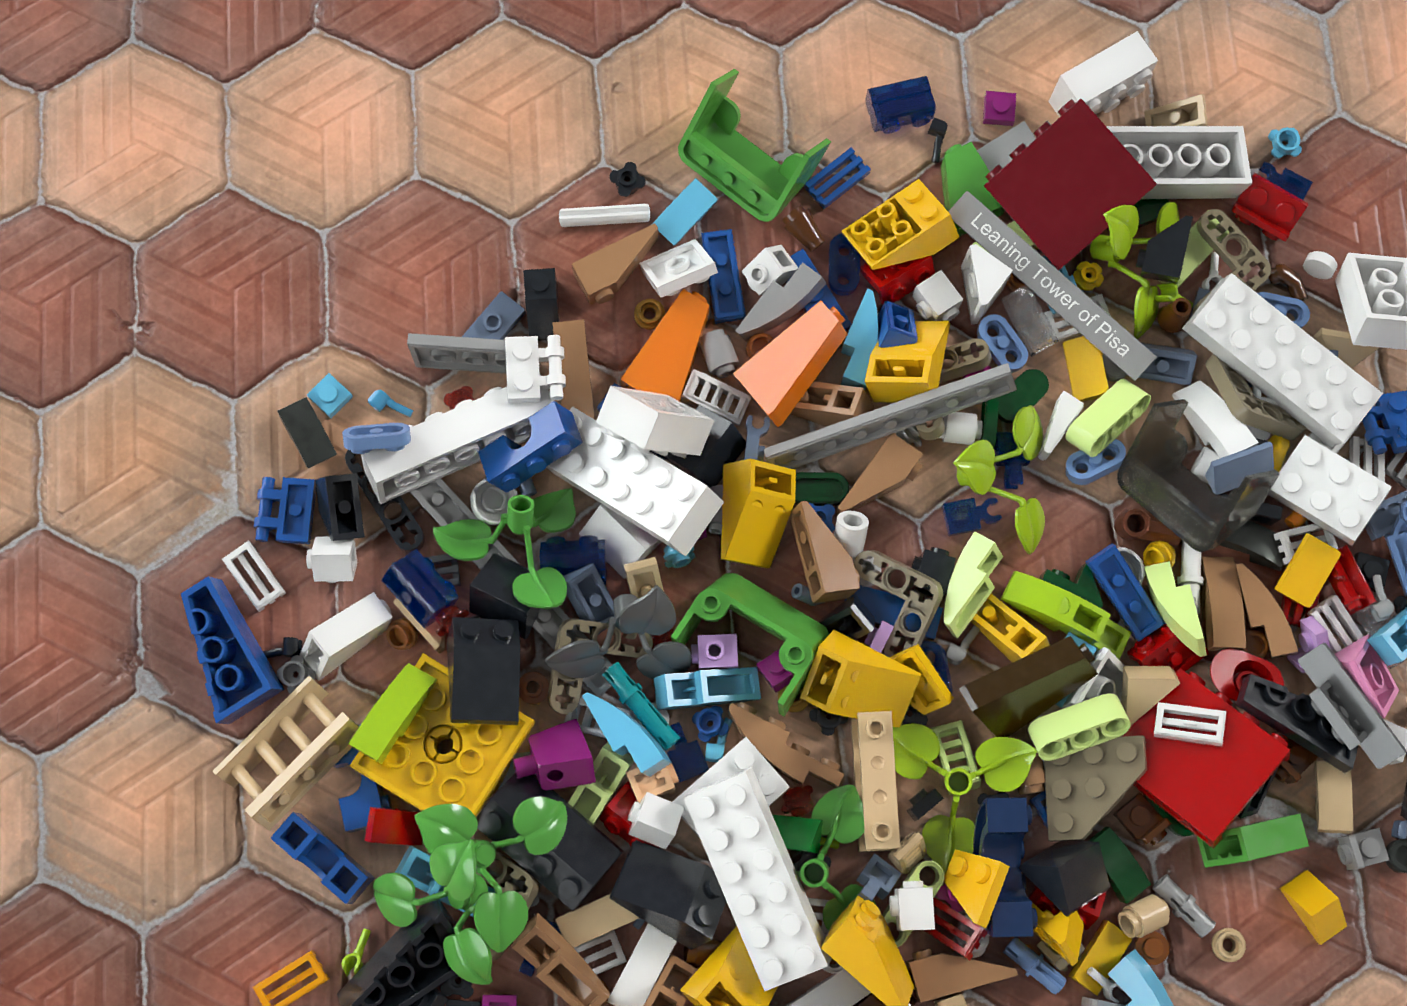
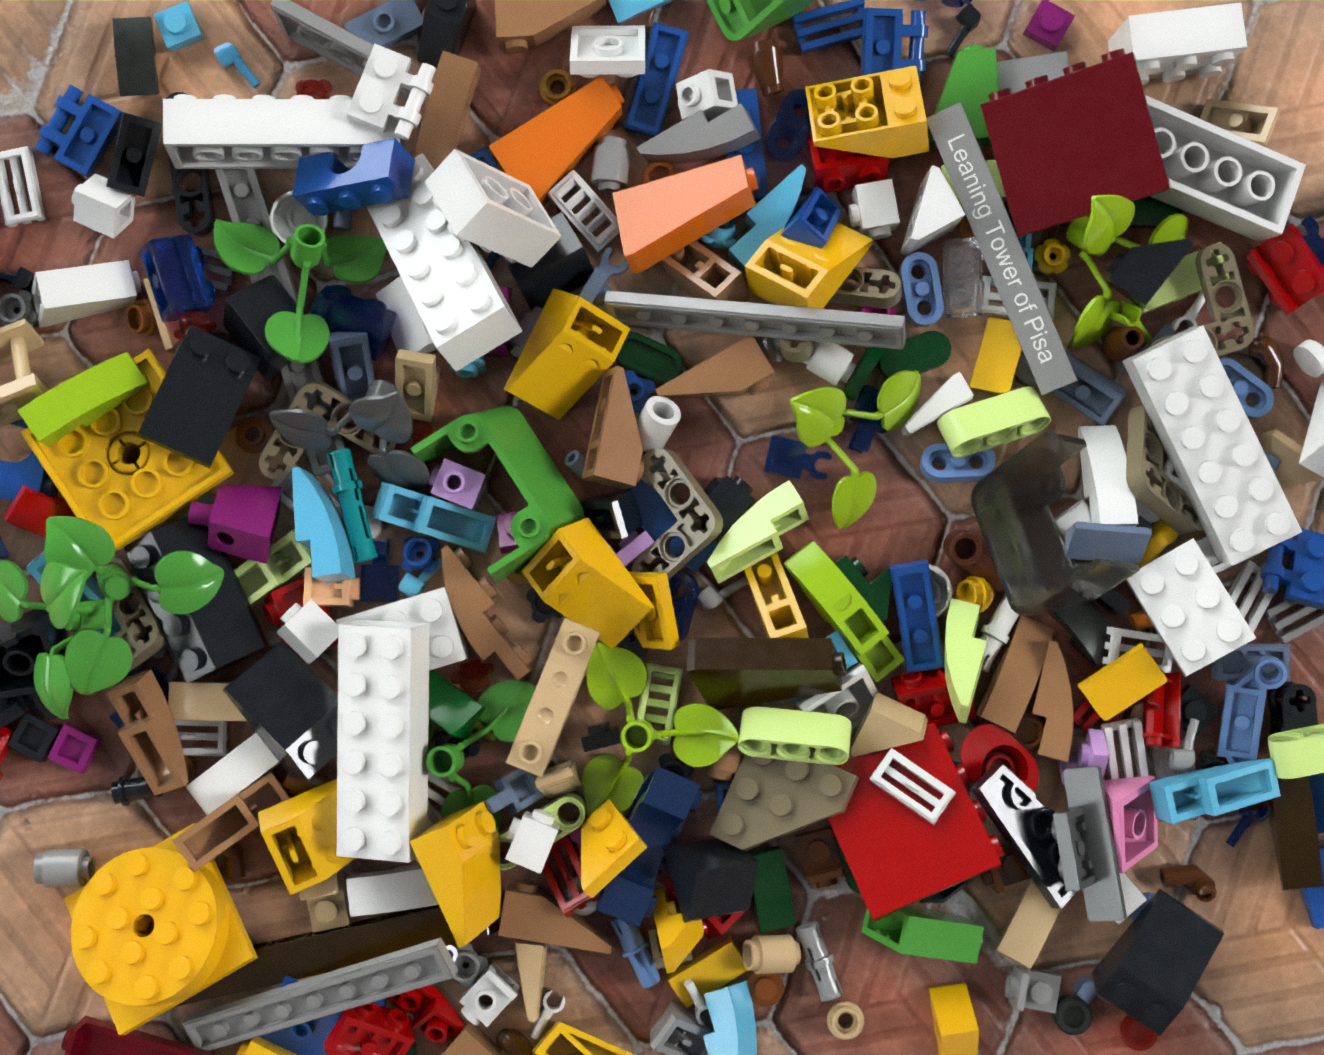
camera: 25 degrees right, 10 degrees up
(376, 436) = (183, 93): medium blue plate -> none
(831, 370) = (722, 236): none -> medium azure plate
(883, 172) = (883, 40): none -> blue plate

